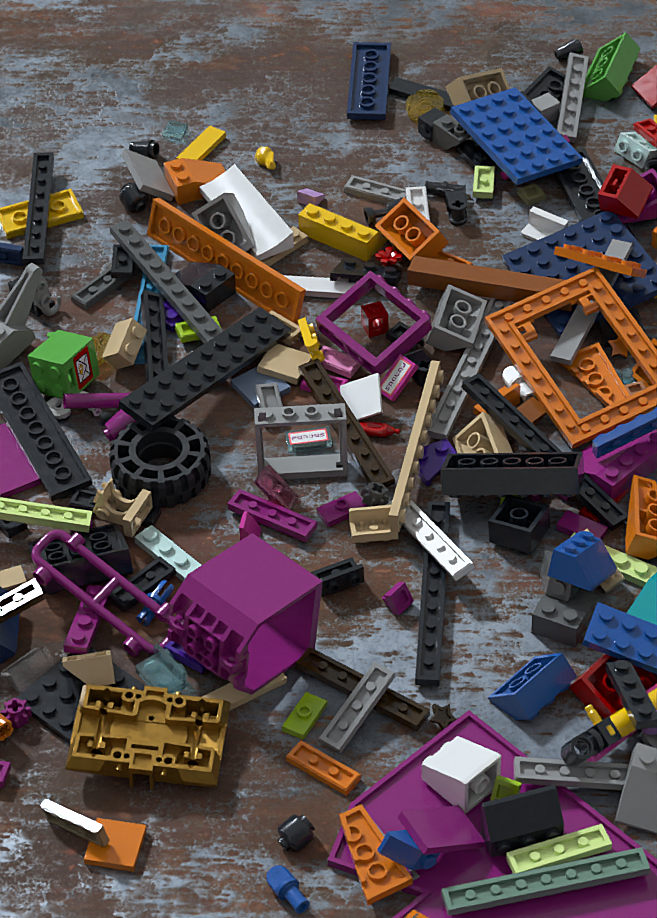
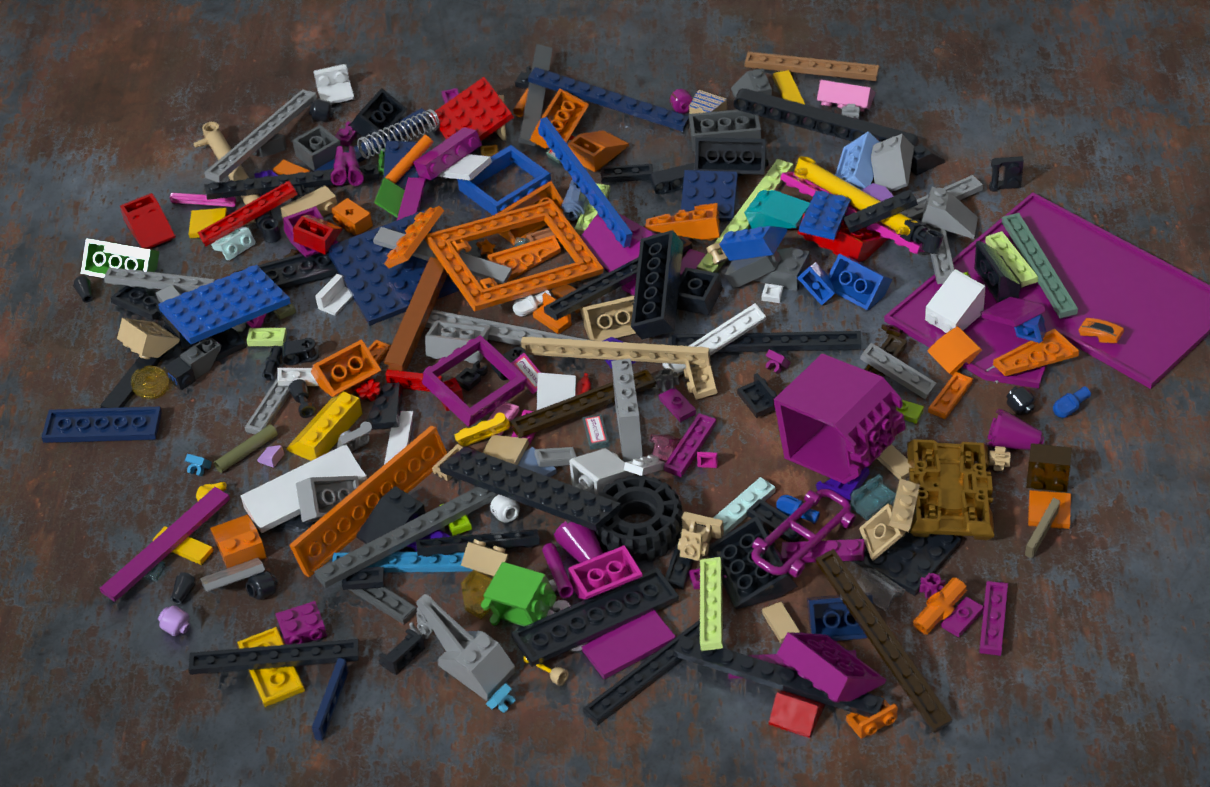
camera: 90 degrees left, 0 degrees up
(82, 229) = (301, 624): none -> magenta plate
(83, 433) = (603, 573): none -> dark pink slope
(102, 145) = (174, 620): none -> lavender head
(105, 668) = (904, 505): none -> tan plate
(164, 837) = (1049, 467): none -> dark brown brick
(198, 797) = (999, 458): none -> tan gear
(200, 132) = (164, 544): none -> magenta tile
(229, 432) = (597, 470): none -> white slope
(229, 463) = (644, 465): none -> white plate
(235, 811) = (1012, 432): none -> magenta cone
(304, 146) = (197, 462): none -> dark azure tile
(311, 244) = (355, 438): none -> light grey plate
(322, 178) = (245, 448): none -> olive piece
(390, 770) = (954, 350): none -> orange slope
(403, 287) = (408, 380): none -> red tile
(524, 604) = (772, 293): none -> white tile
(529, 640) = (817, 283): none -> blue slope

